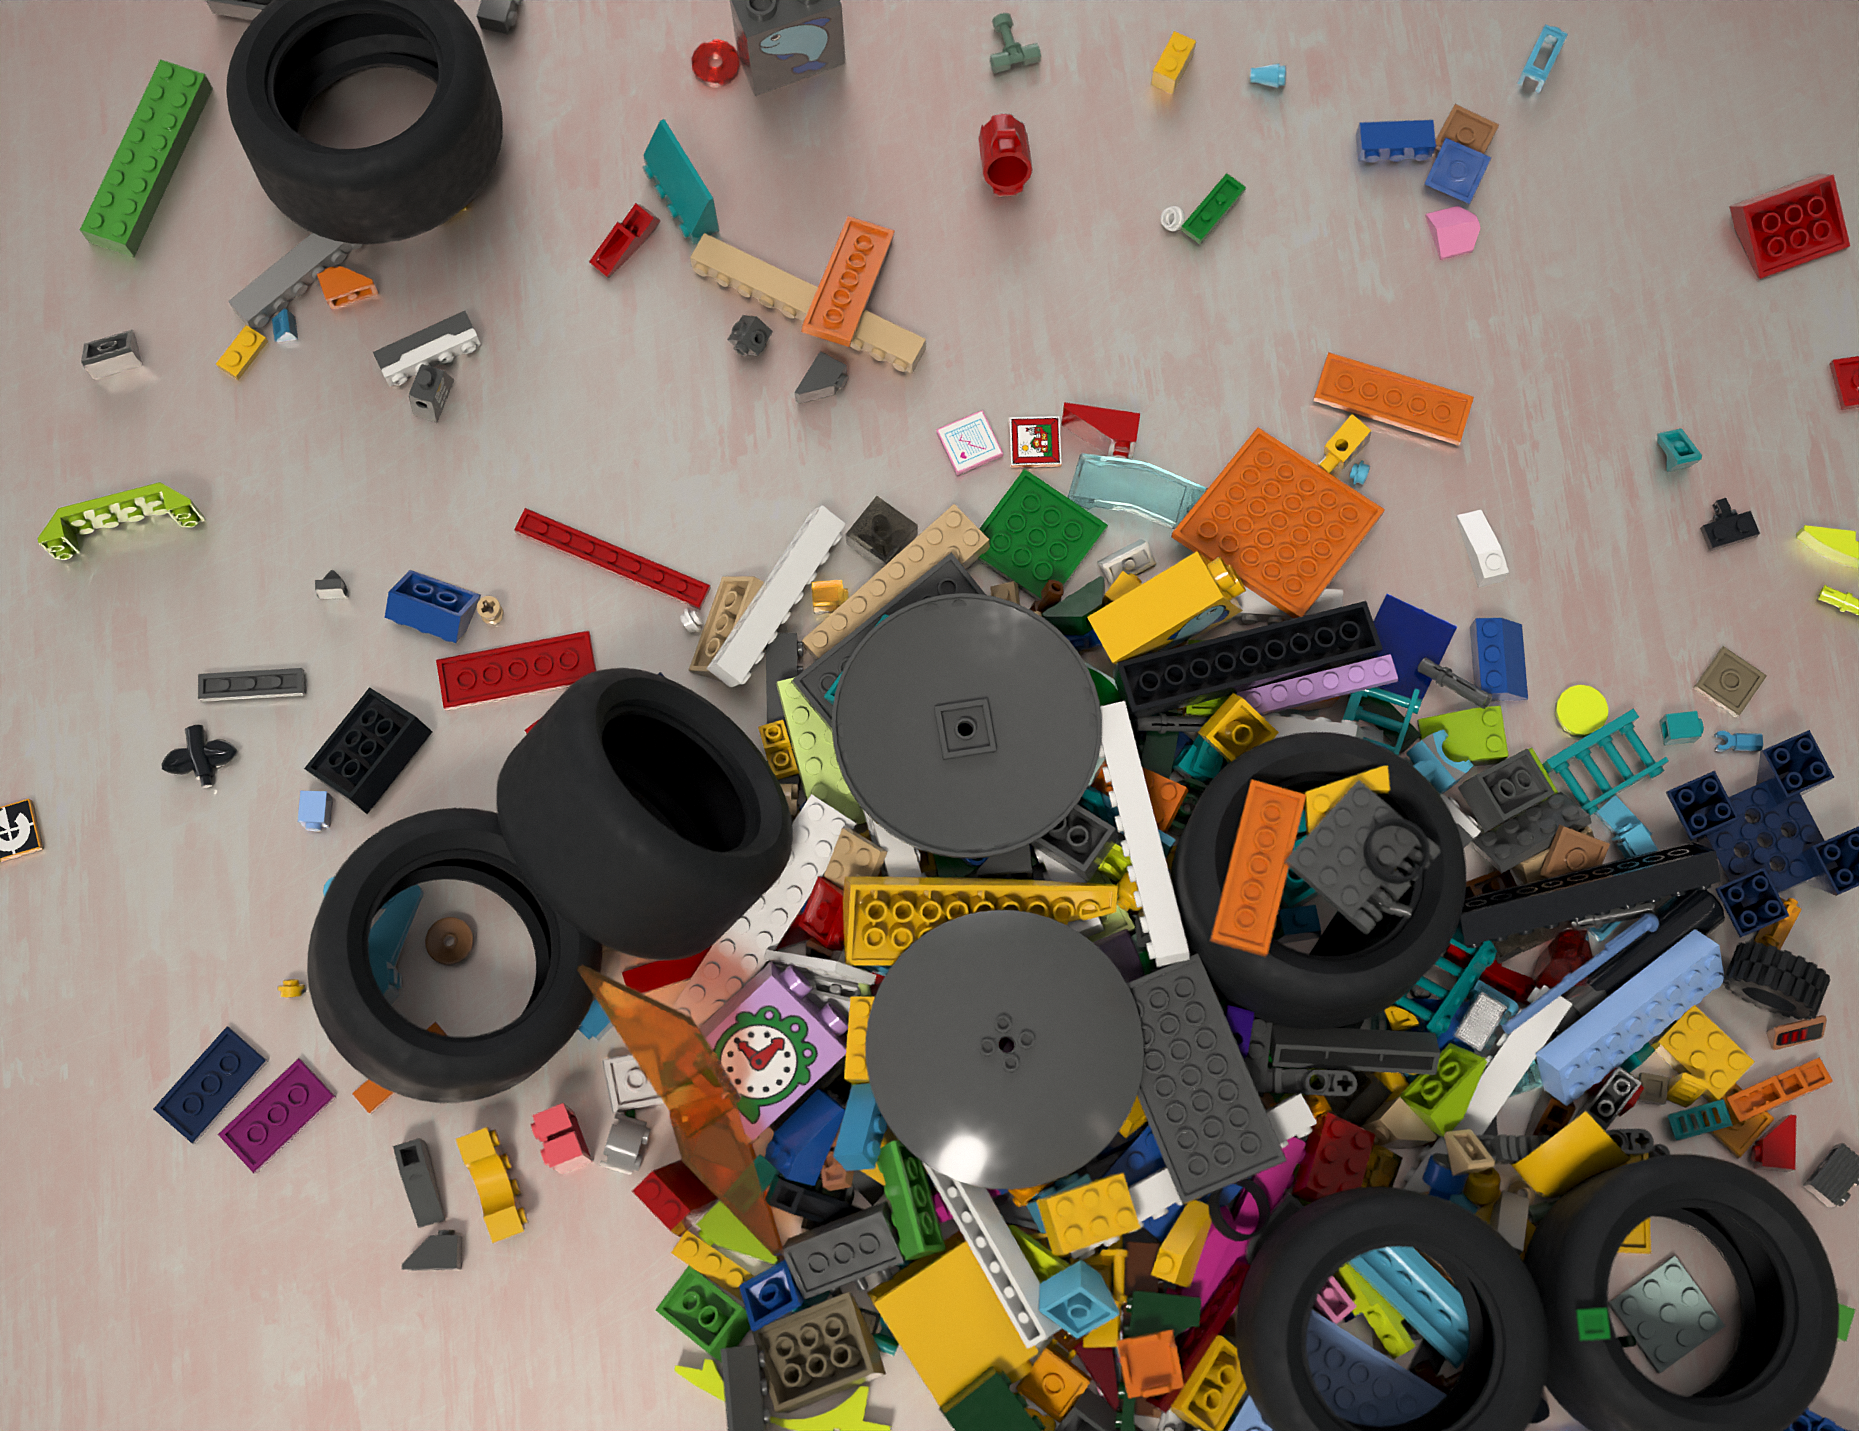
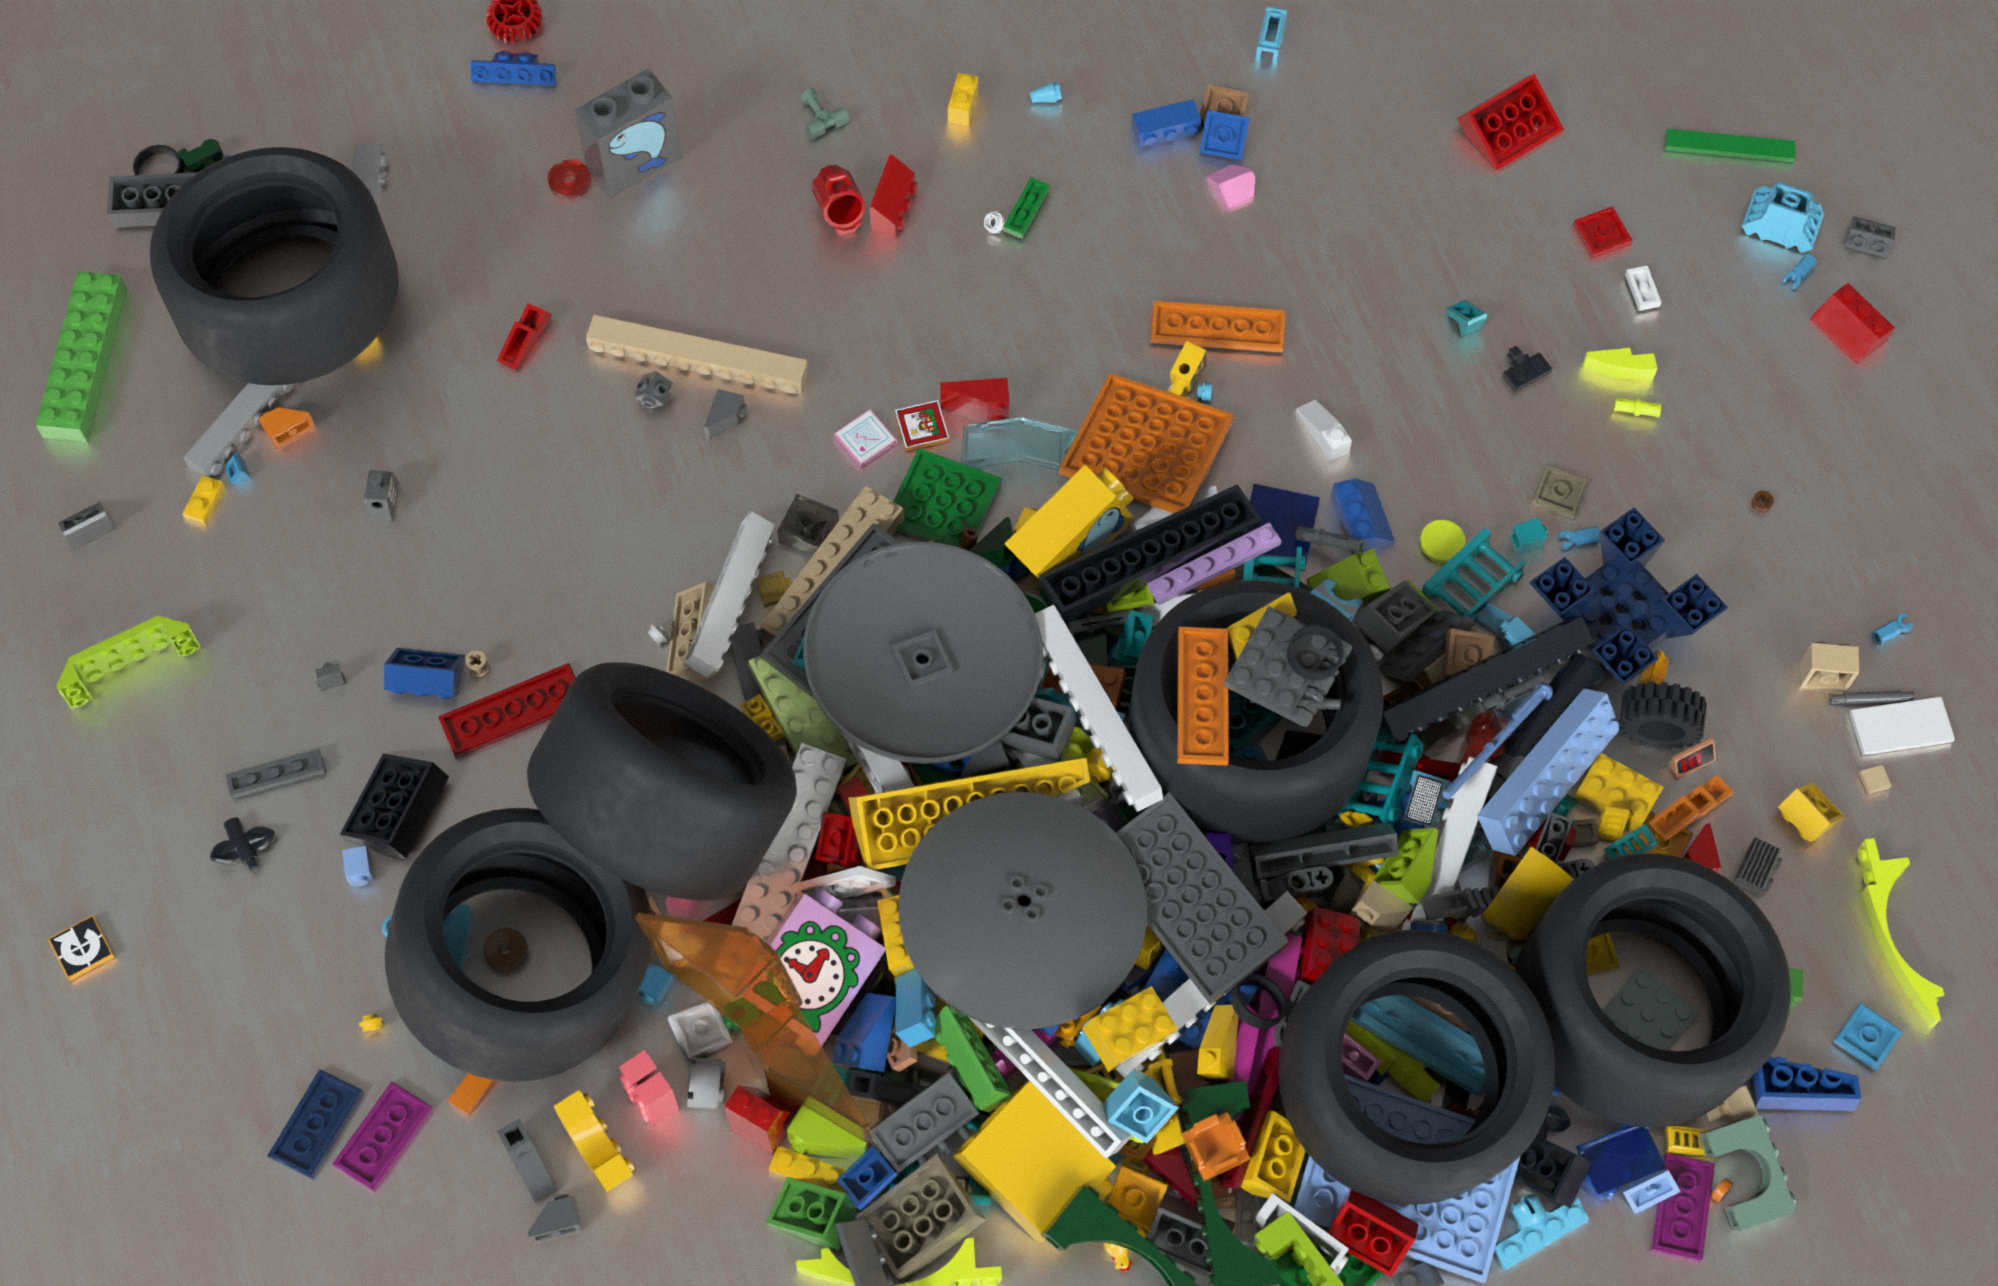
camera: 15 degrees left, 10 degrees down
(429, 347) = (377, 454): piece -> none
(612, 559) = (575, 599): red tile -> none
(679, 184) = (563, 278): teal slope -> none
(848, 281) = (728, 327): orange plate -> none
(854, 858) = (851, 782): tan plate -> none
(1066, 165) = (892, 197): none -> red slope
(1130, 559) = (1031, 498): white slope -> none
(1236, 728) = (1150, 606): yellow brick -> none
(1466, 1153) = (1441, 906): tan slope -> none
(1593, 1324) = (1581, 1001): green plate -> none

